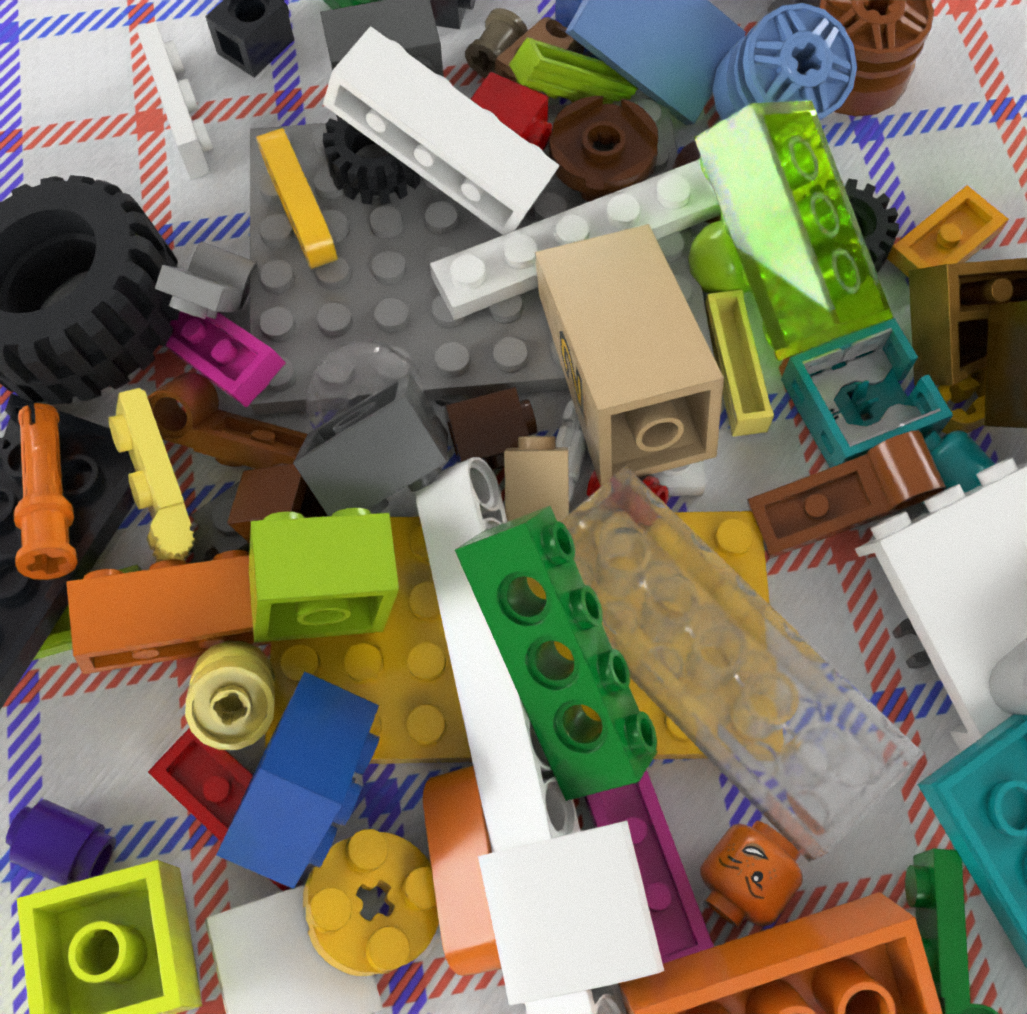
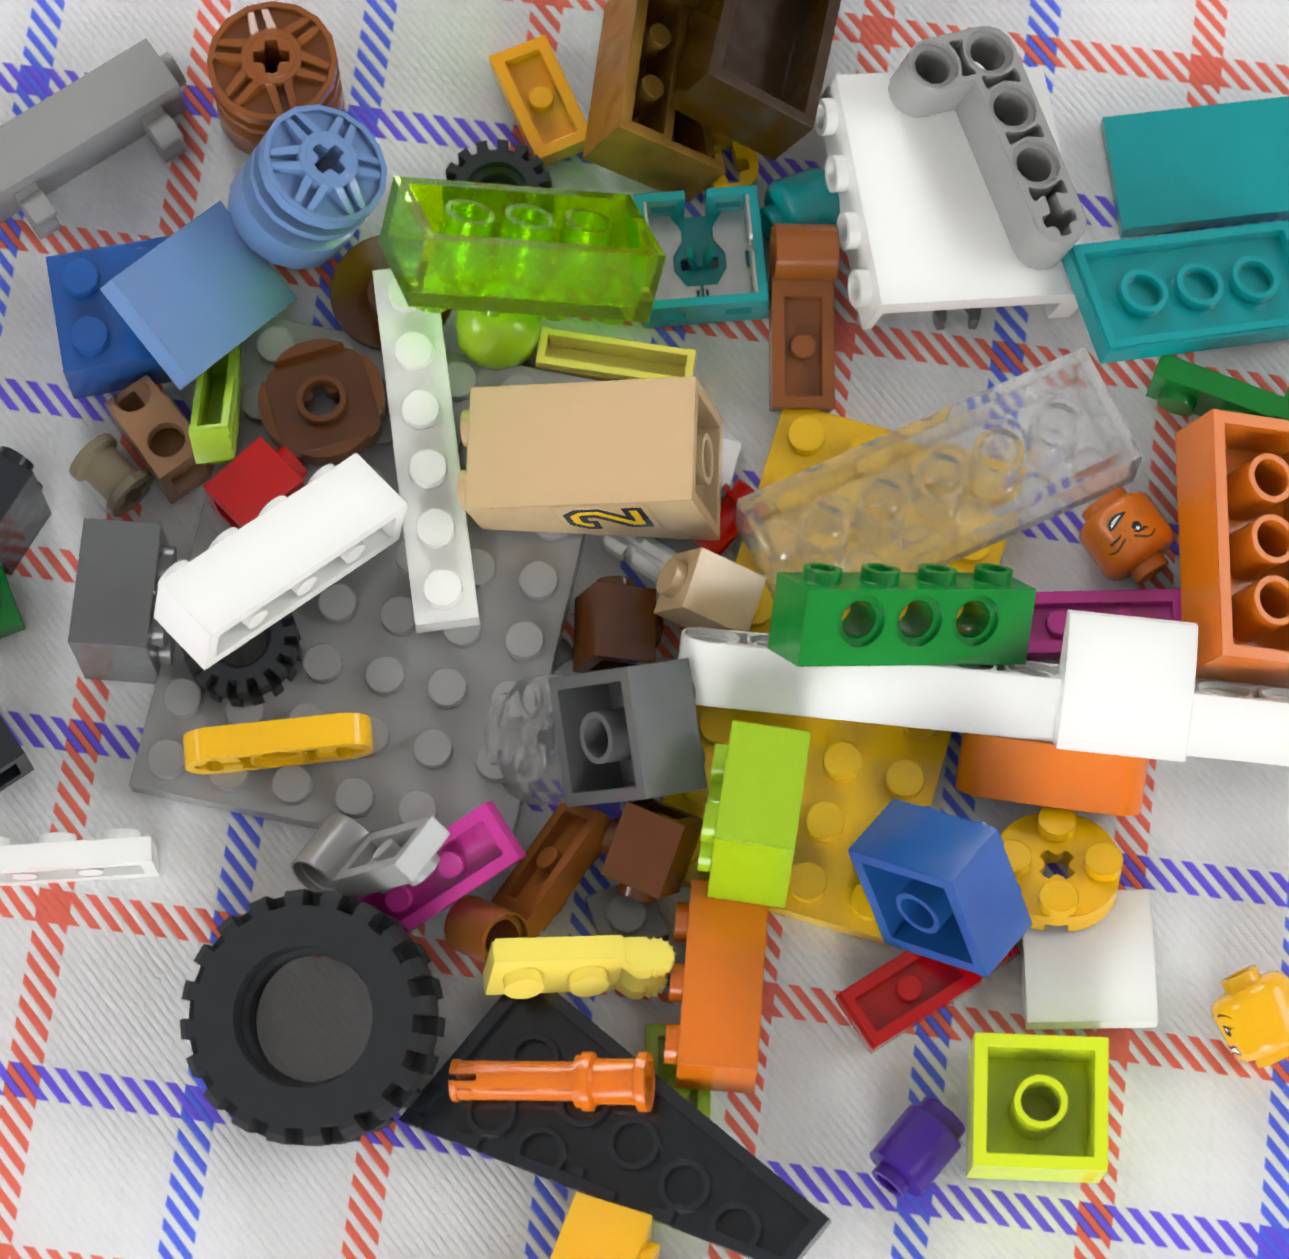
camera: 75 degrees left, 5 degrees up
(226, 680) = (827, 943): light yellow wheel -> none

